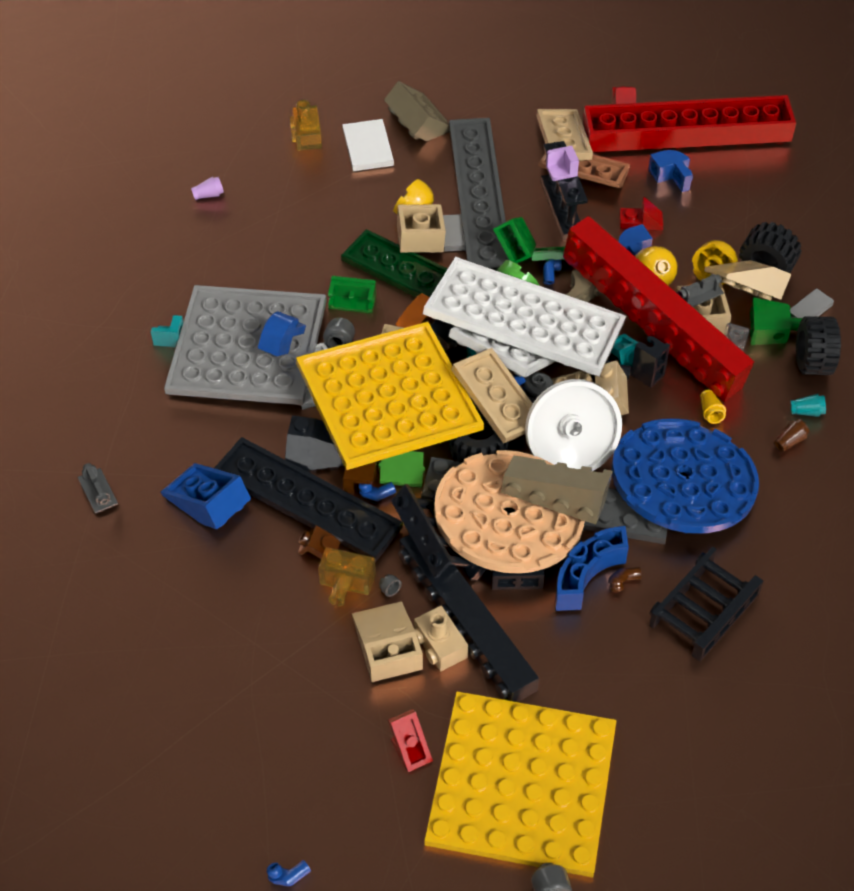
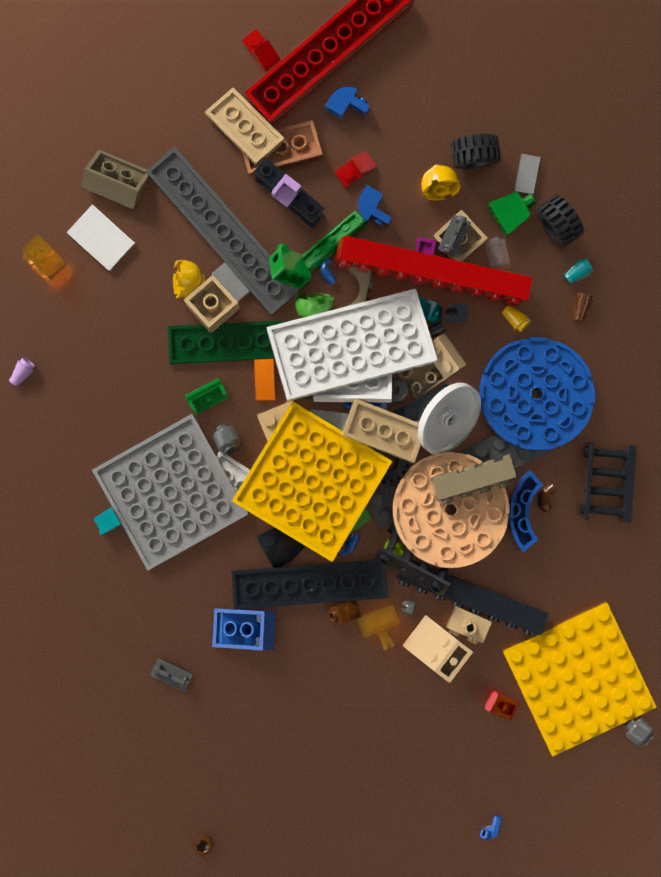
camera: 40 degrees left, 35 degrees up
(278, 333) = (195, 477): blue brick -> none
(660, 262) = (403, 222): yellow cylinder -> none
(753, 278) = (478, 191): tan slope -> none

